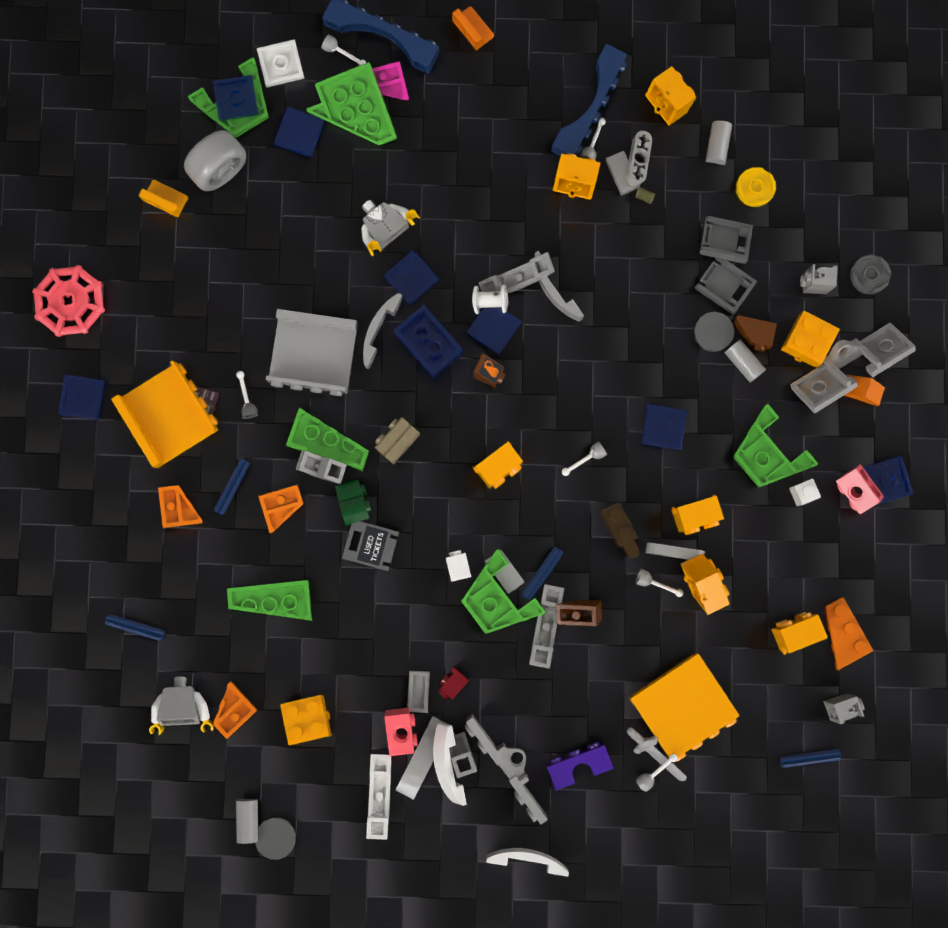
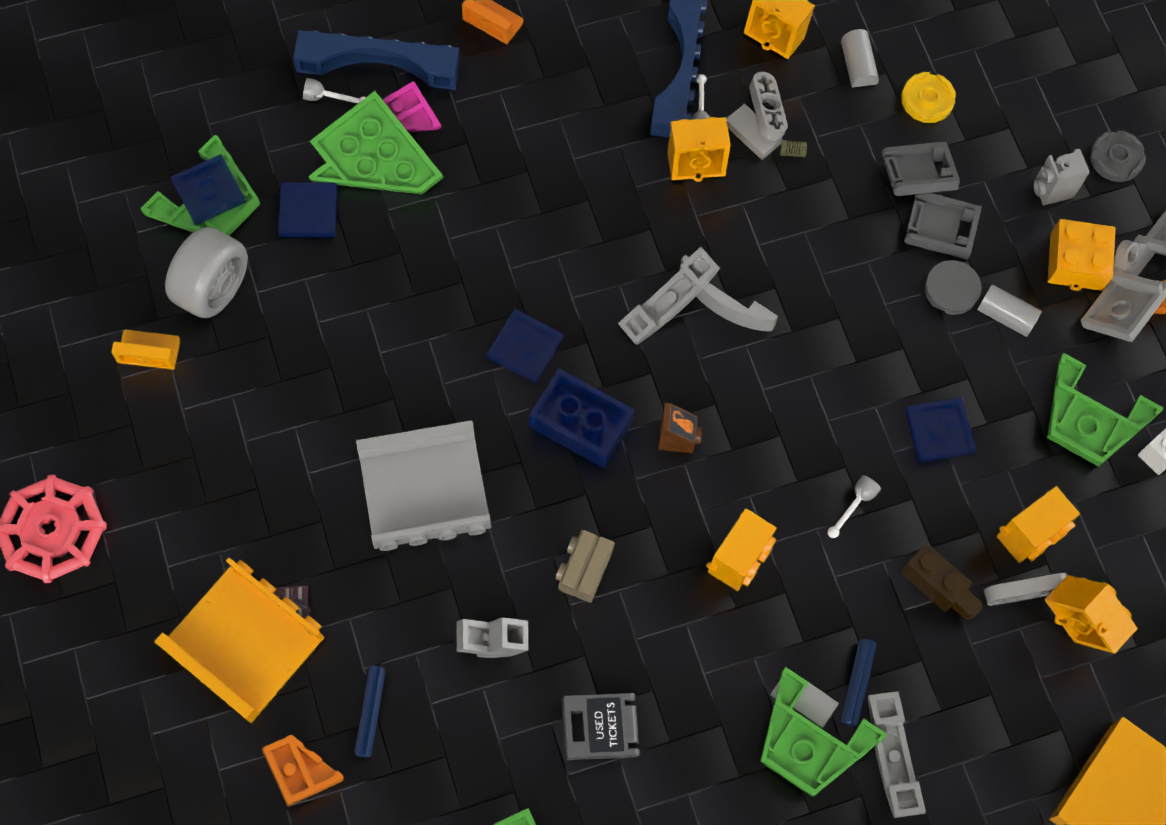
camera: 20 degrees left, 15 degrees down
(81, 397) = (108, 658): clear blue tile -> none
(248, 409) = (359, 594): hinge -> none
(280, 63) = (253, 133): white tile -> none
(280, 505) = (450, 714): orange wing -> none
(318, 438) = (464, 597): bright green wing -> none
(352, 501) = (555, 671): dark green brick -> none
(384, 224) = (466, 285): light grey torso -> none
(389, 307) = (509, 394): light grey slope -> none
(458, 566) = (737, 712): white brick -> none
(490, 299) = (644, 336): white hose -> none
(494, 328) = (661, 373): clear blue tile -> none
(579, 613) = (933, 718): reddish brown slope -> none
(644, 579) = (1001, 641): hinge -> none
(756, 332) = (1008, 269): reddish brown slope -> none

